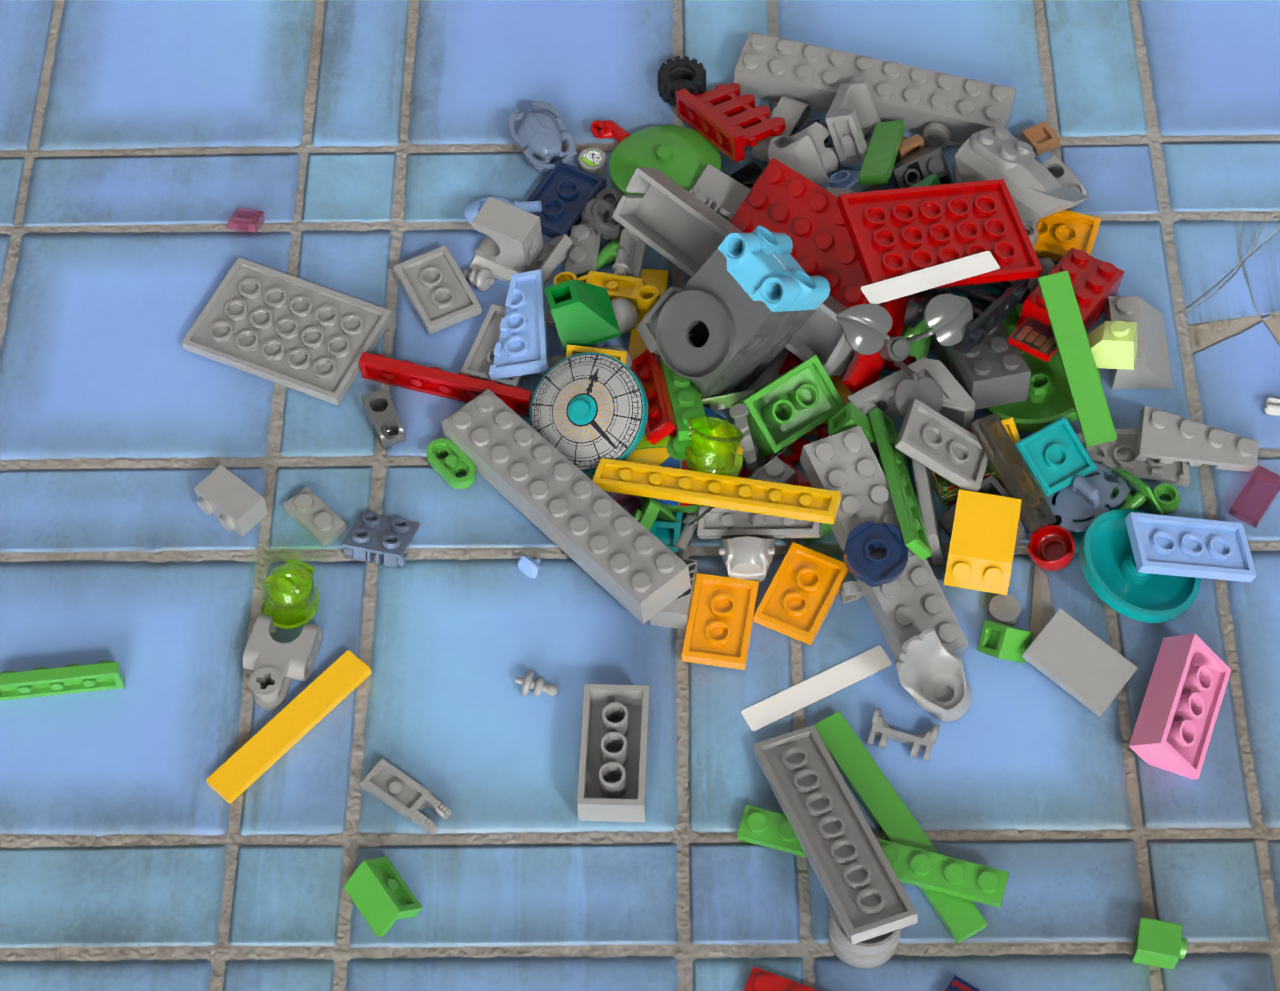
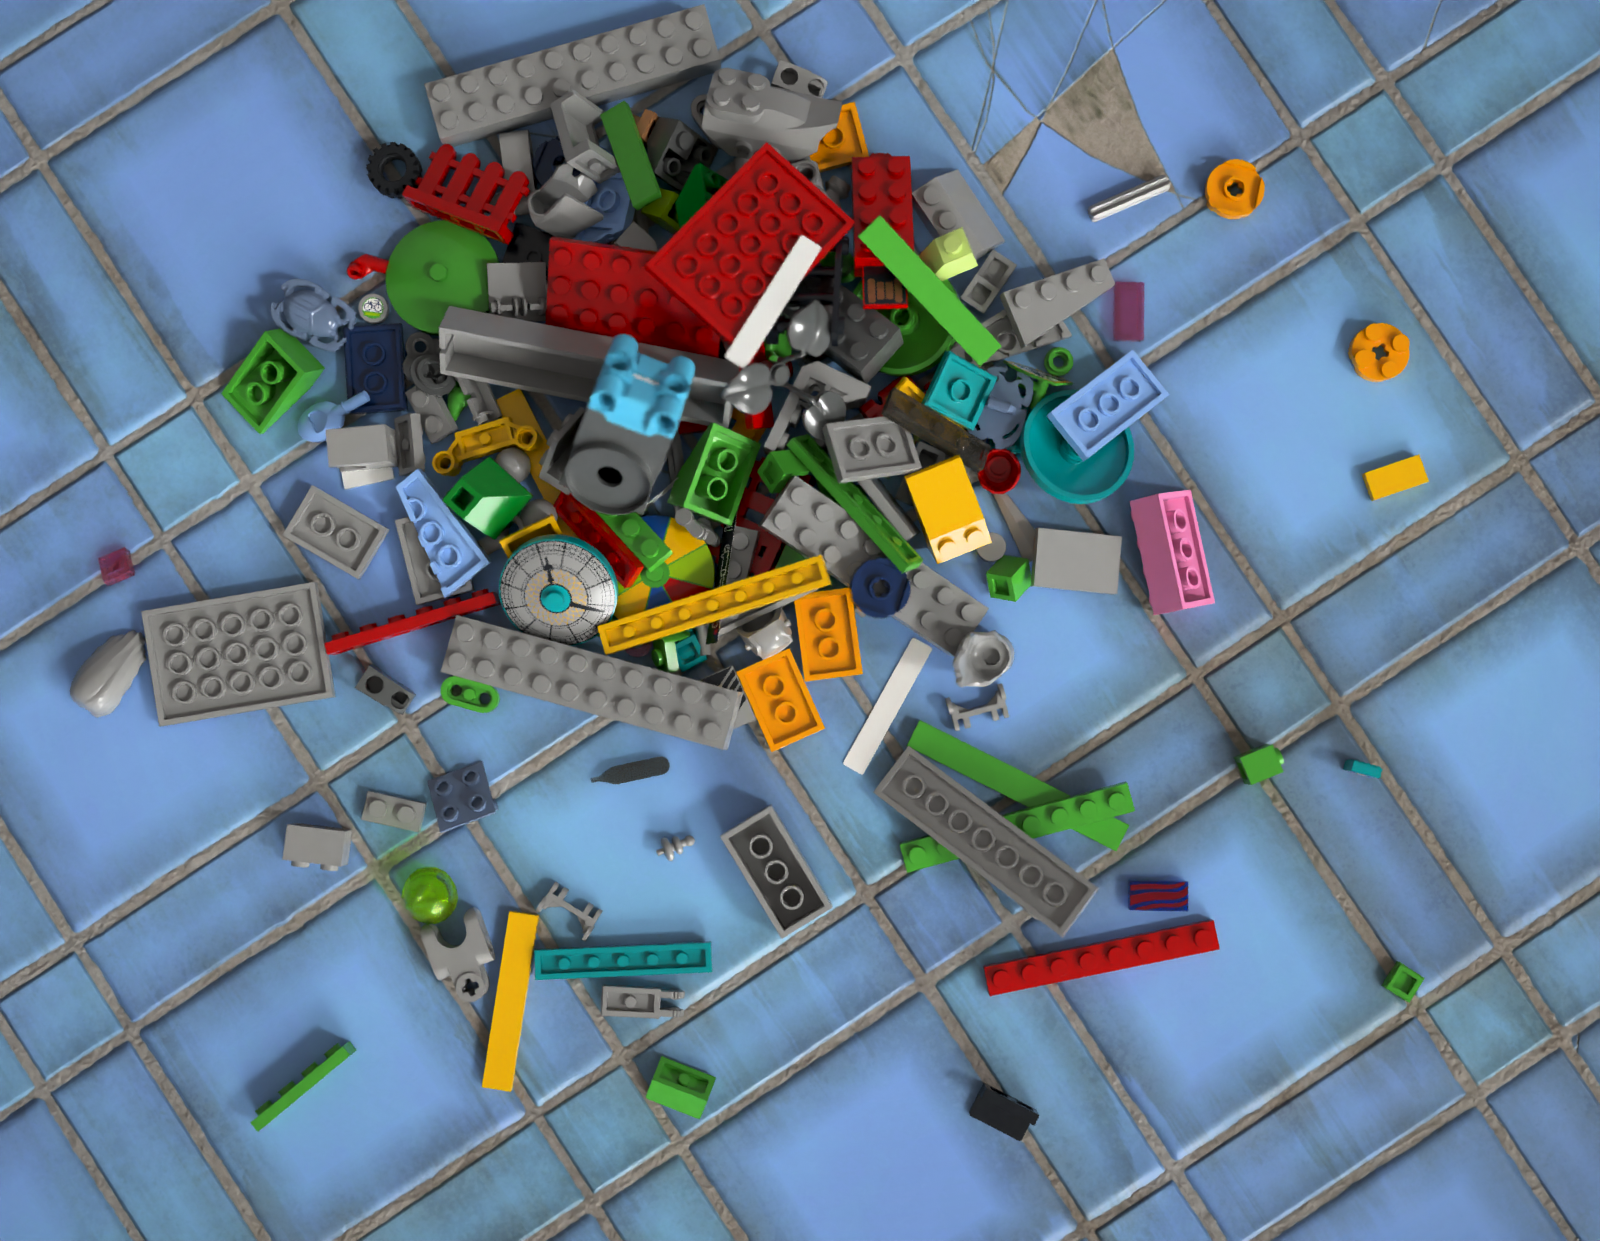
camera: 35 degrees left, 30 degrees up
(172, 287) = (108, 673): none -> light grey hair
(399, 665) = (586, 921): none -> light grey piece
(417, 751) = (623, 960): none -> teal plate
(474, 161) = (272, 379): none -> bright green slope
(480, 278) = (362, 497): light grey hair -> none
(529, 566) = (597, 745): light blue rock -> none
(547, 606) = (634, 771): none -> clear smoke piece
(712, 445) = (687, 564): clear neon green helmet -> none
(936, 135) = (659, 94): light grey tile -> none
(1041, 138) = (751, 39): medium nougat plate -> none
(1127, 406) = (988, 281): none -> light grey slope

